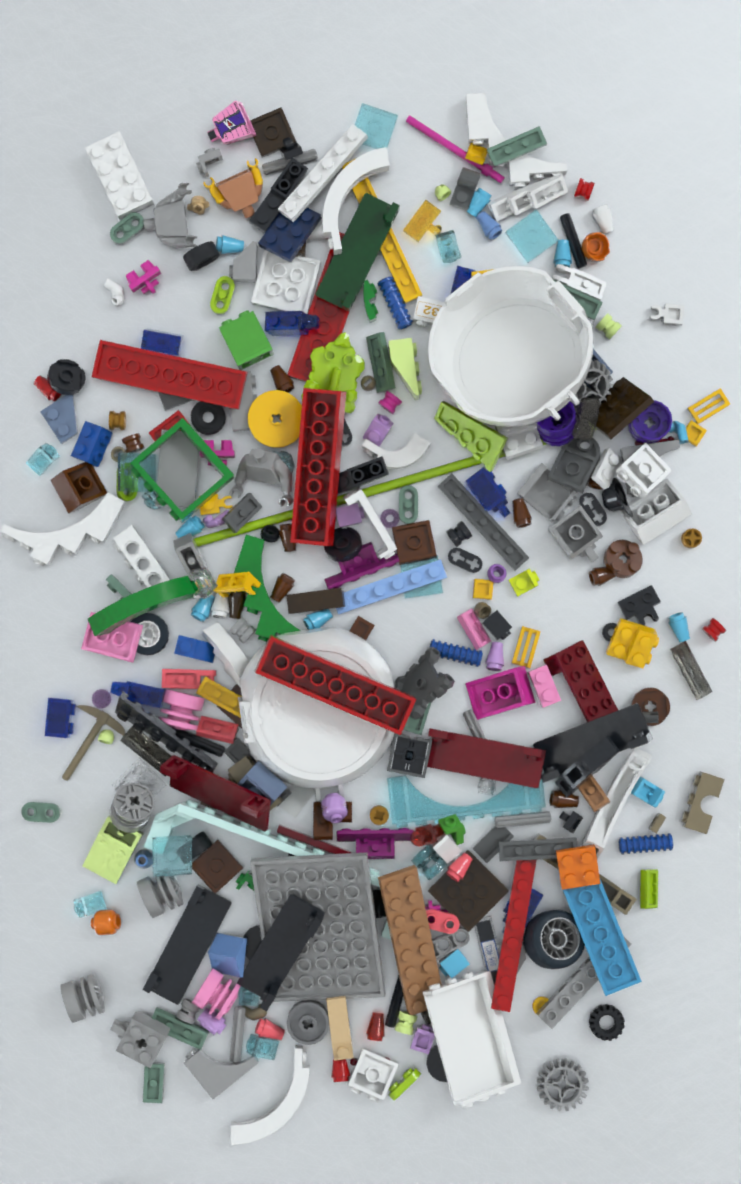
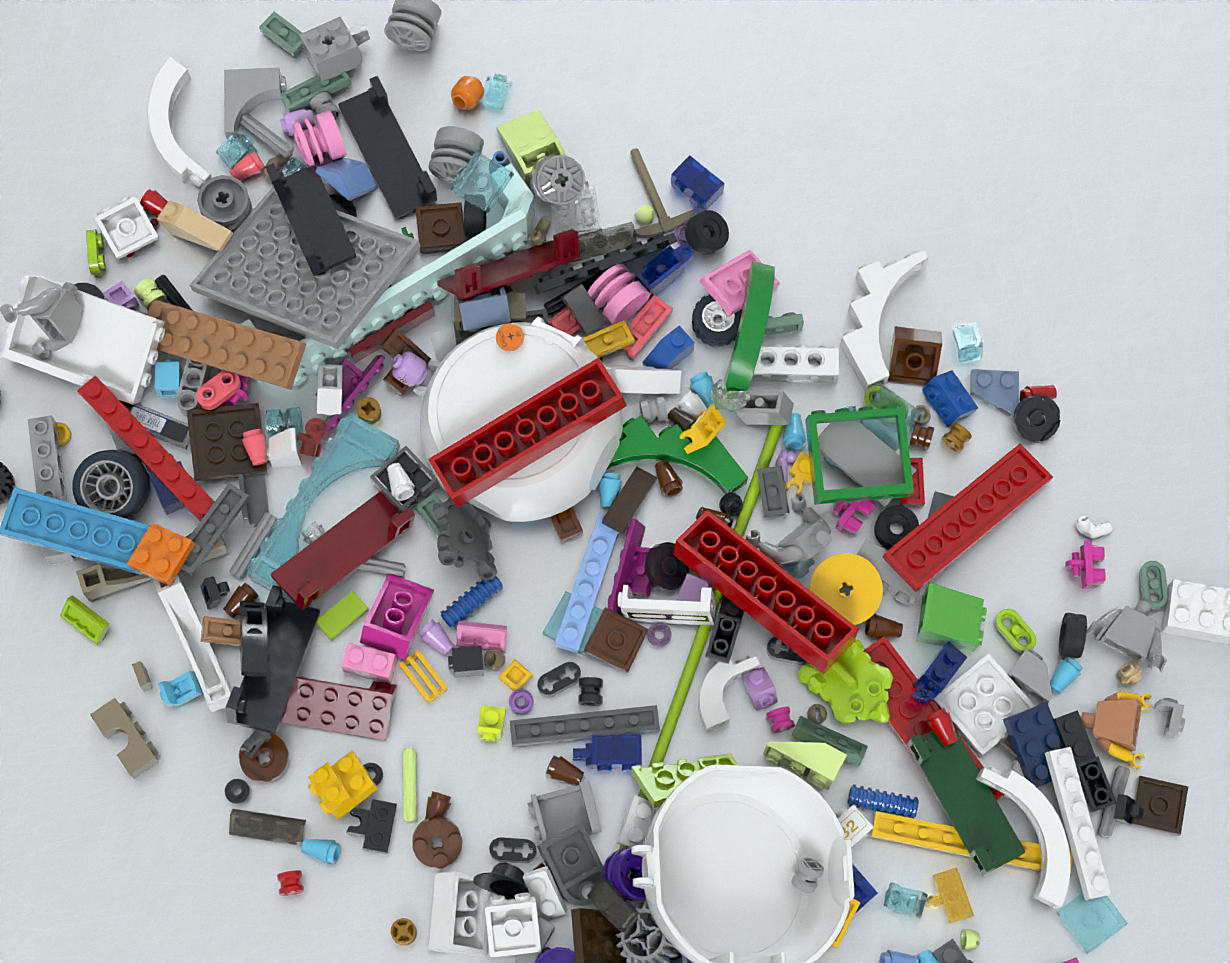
camera: 125 degrees right, 15 degrees down
(40, 812) = (619, 107): sand green plate -> none
(87, 675) = (717, 227): none -> black tyre
(161, 341) = (1008, 536): clear blue hinge -> none
(173, 797) = (538, 236): none -> dark tan arm
(208, 724) = (584, 310): none -> dark grey tile
(232, 125) = (1195, 767): torso -> none
(275, 748) = (509, 337): none -> orange piece
(323, 296) = (942, 725): none -> red cone
(369, 295) = (911, 779): green slope -> none
(376, 1027) = (168, 264): clear red cone -> none
(387, 848) = (329, 389): none -> white slope
(408, 504) = (659, 663): sand green plate -> none
(416, 753) = (400, 483): none -> white cone
(453, 826) = (302, 465): bright green bracket -> none
(473, 1064) = (54, 312): none -> light grey torso
(479, 314) = (807, 876): none -> light grey wheel
(525, 728) = (342, 615): none -> lime tile
(587, 536) = (488, 821): light grey hinge -> none
(600, 603) = (409, 785): none -> yellowish green axle
(645, 843) = (131, 649): blue piece -> none
(678, 711) = (242, 797): none -> black plate

